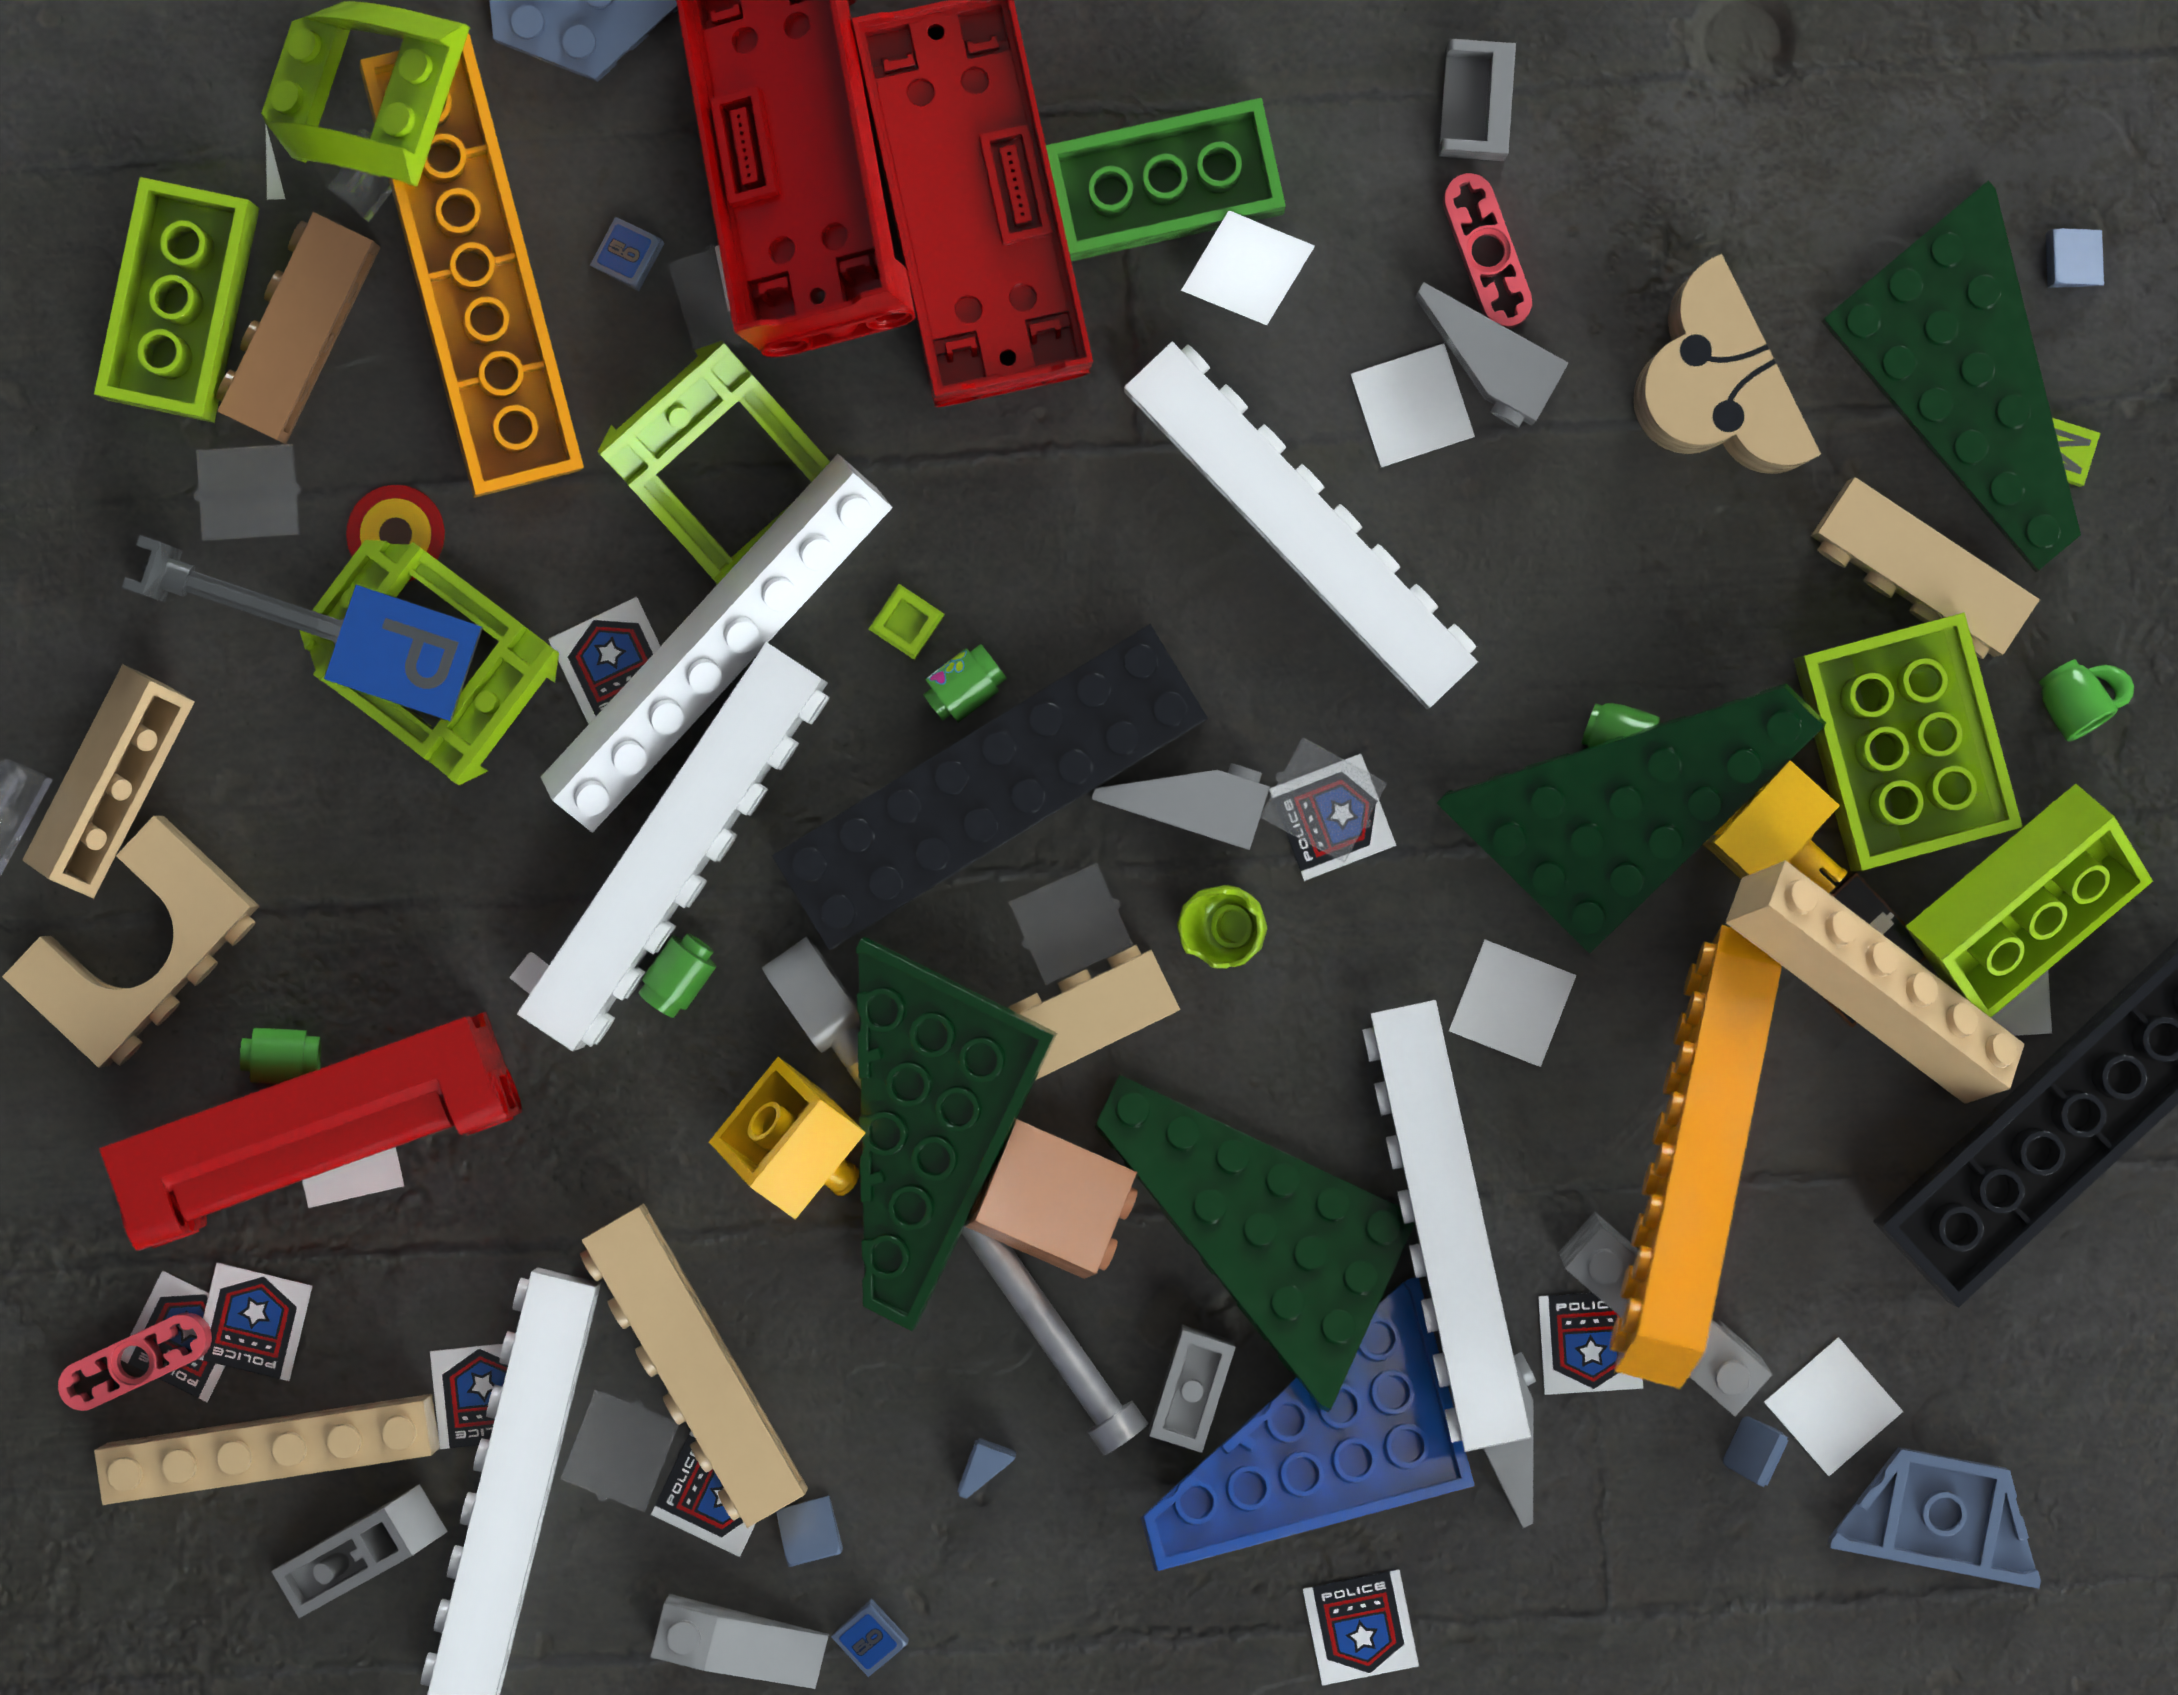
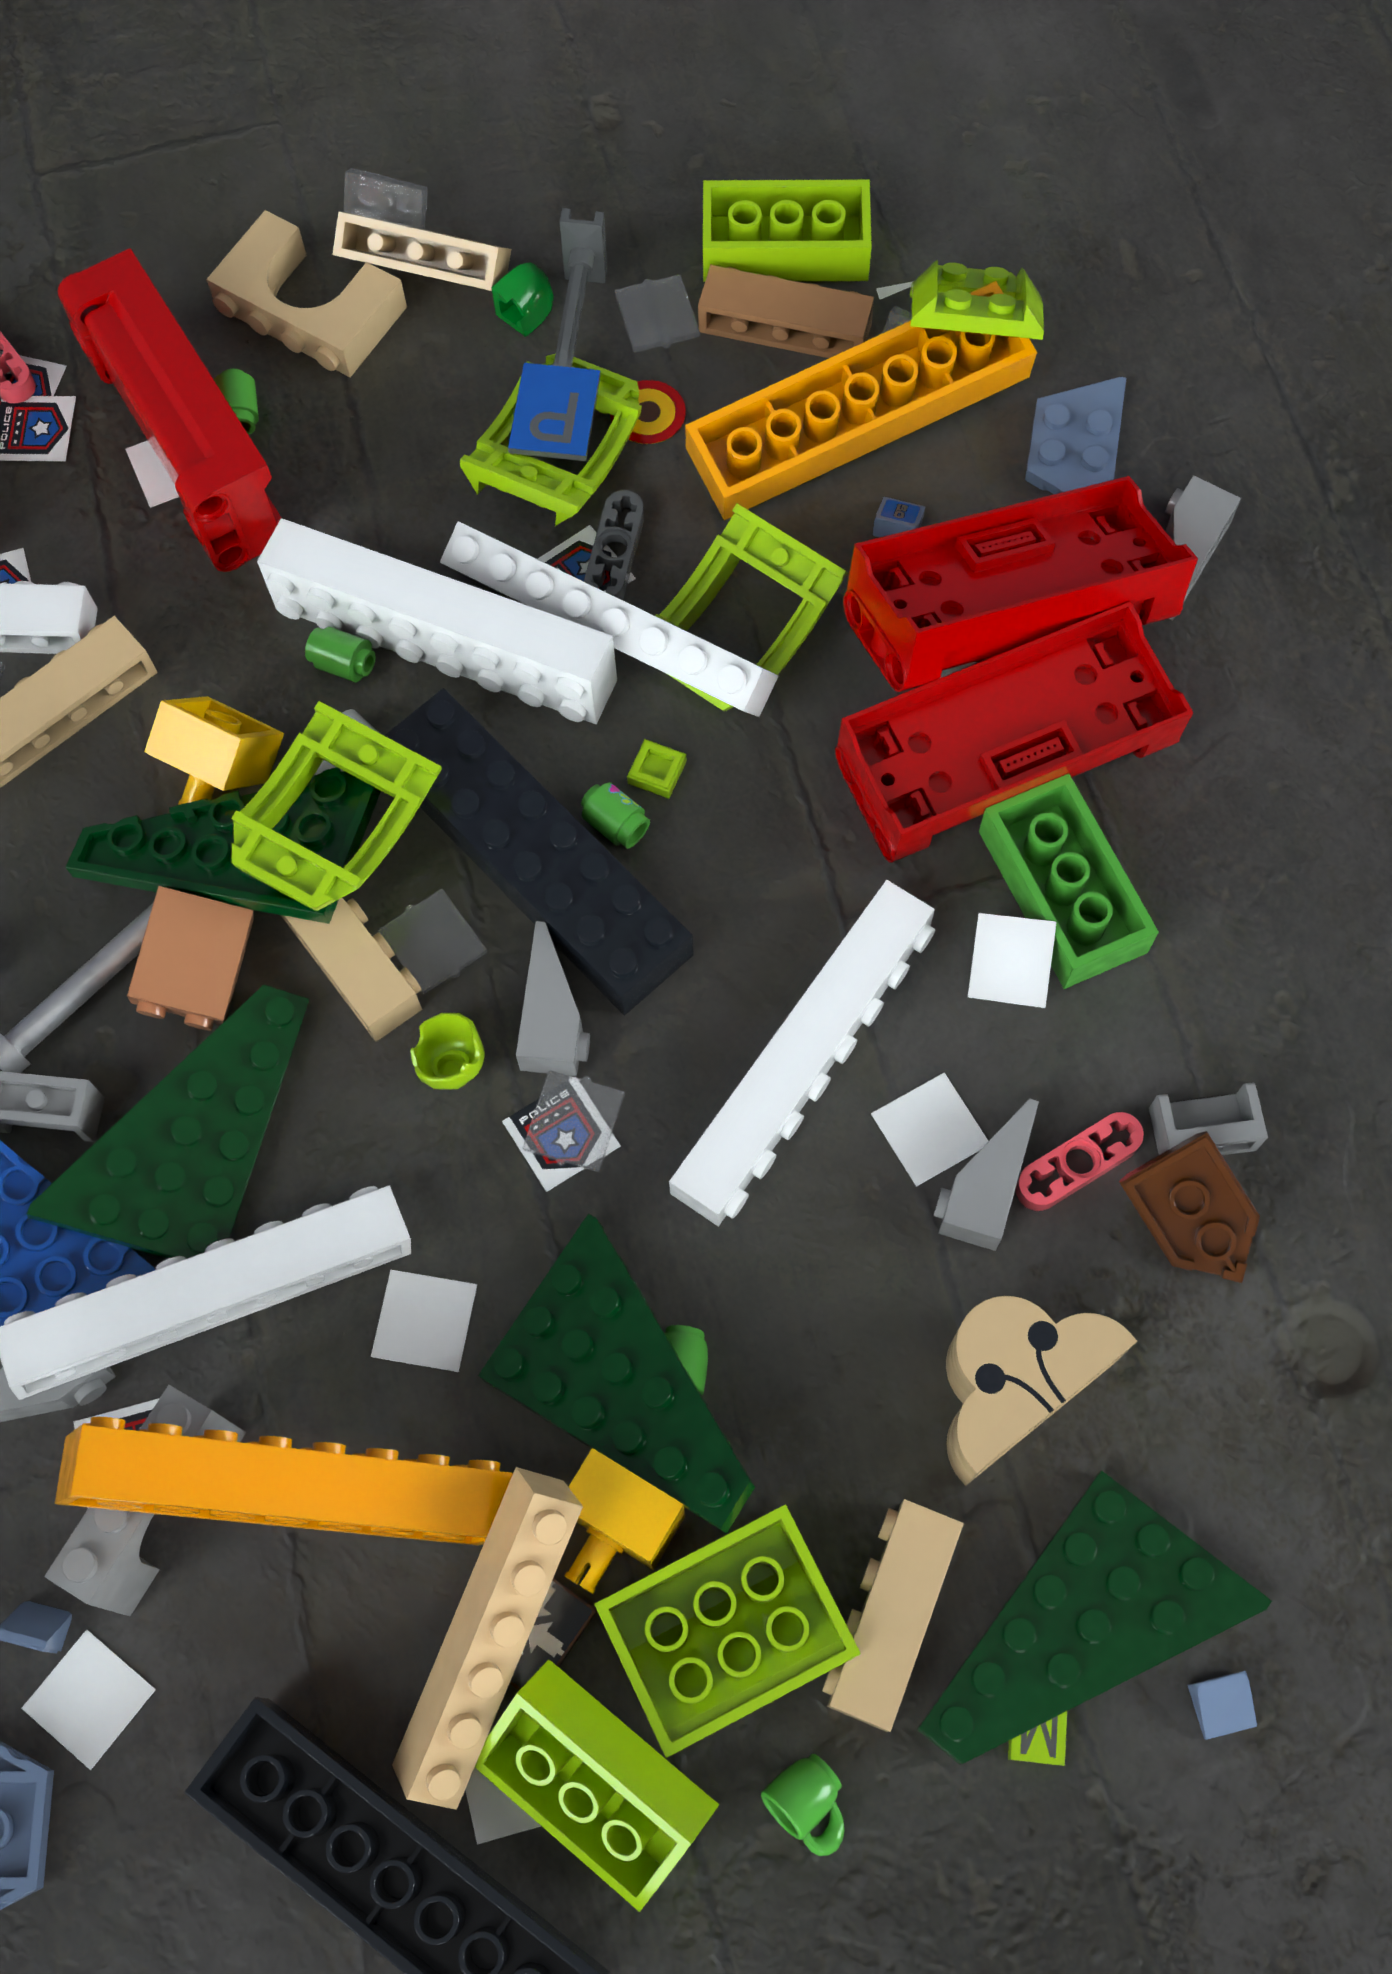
camera: 80 degrees right, 20 degrees down
(197, 658) = (523, 298): none -> green brick
(555, 611) = (610, 532): none -> dark grey beam
(870, 954) = (356, 751): none -> lime wedge
(1572, 143) = (1195, 1208): none -> reddish brown tile

